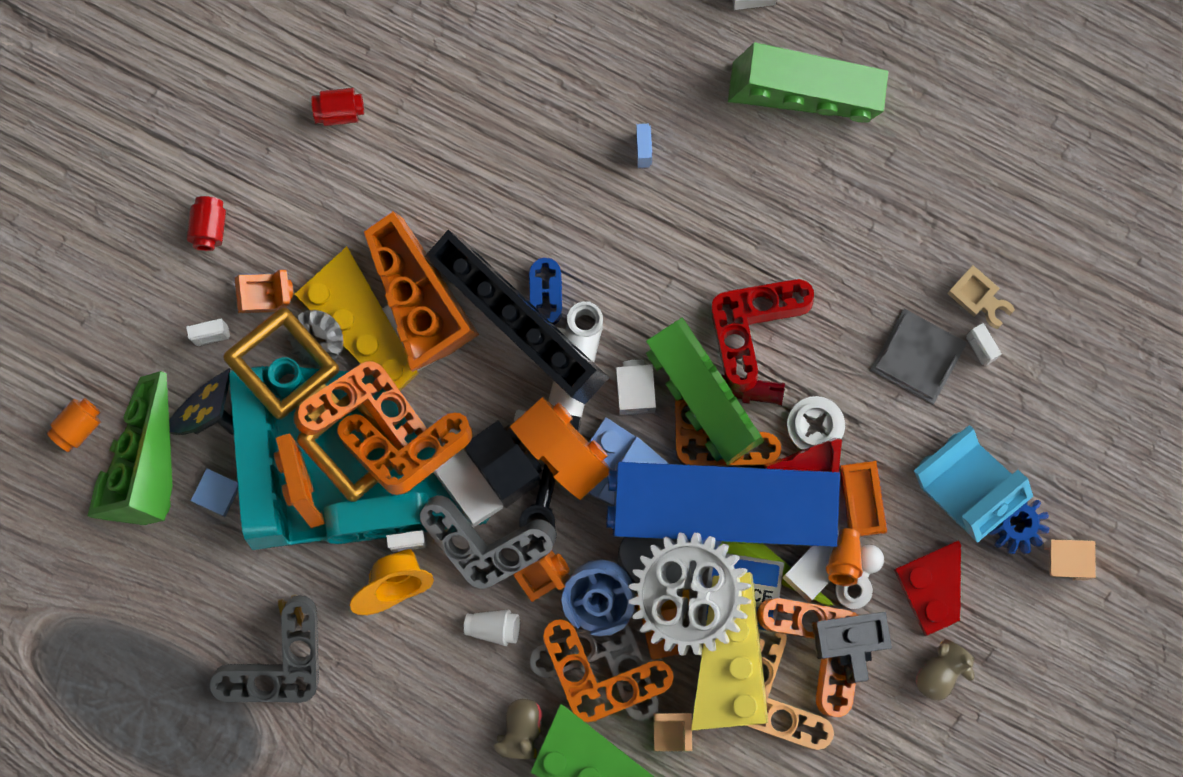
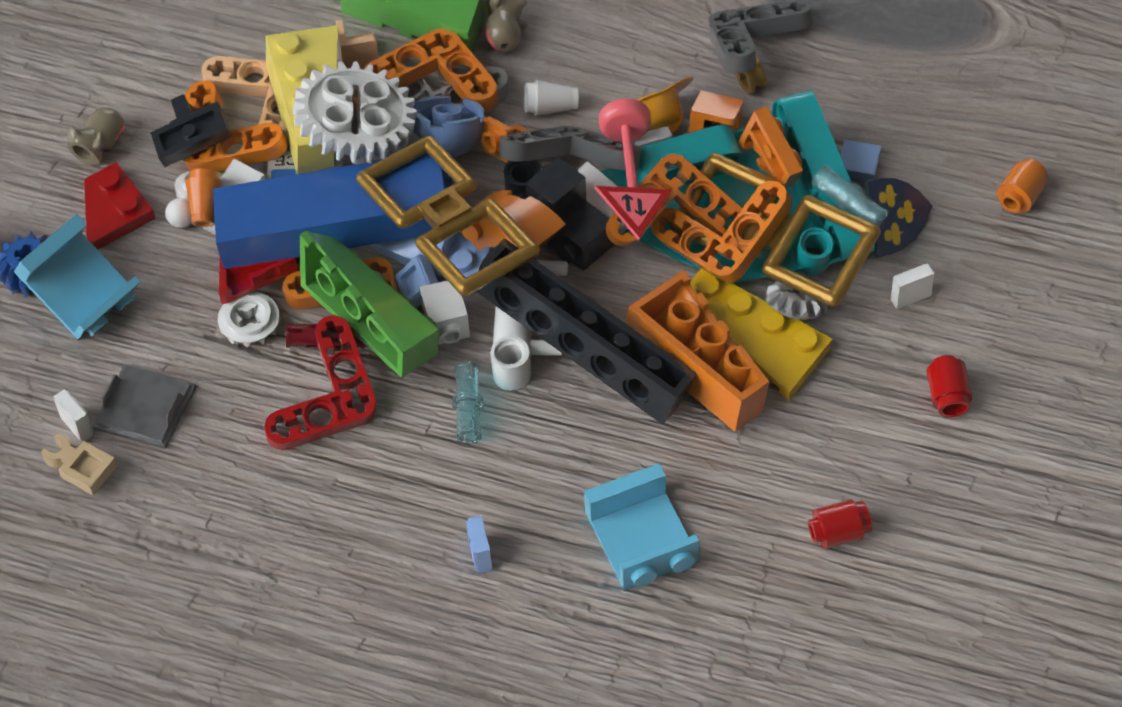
camera: 170 degrees right, 25 degrees down
(141, 471) = (944, 154): bright green wedge -> none
(240, 401) = (848, 196): none -> clear light blue pin
(263, 292) = (866, 331): orange bracket -> none
(339, 560) = (714, 110): none -> orange panel
(441, 432) = (636, 207): none -> coral piece
(503, 135) = (640, 527): none -> medium azure panel
(554, 291) = (568, 388): blue beam -> none
(620, 440) = (447, 215): none -> pearl gold bar
(630, 292) = (468, 402): none -> clear light blue pin
(656, 428) = (414, 275): none -> light blue tile
(807, 83) = (298, 633): bright green wedge -> none
(863, 498) = (192, 267): orange tile -> none

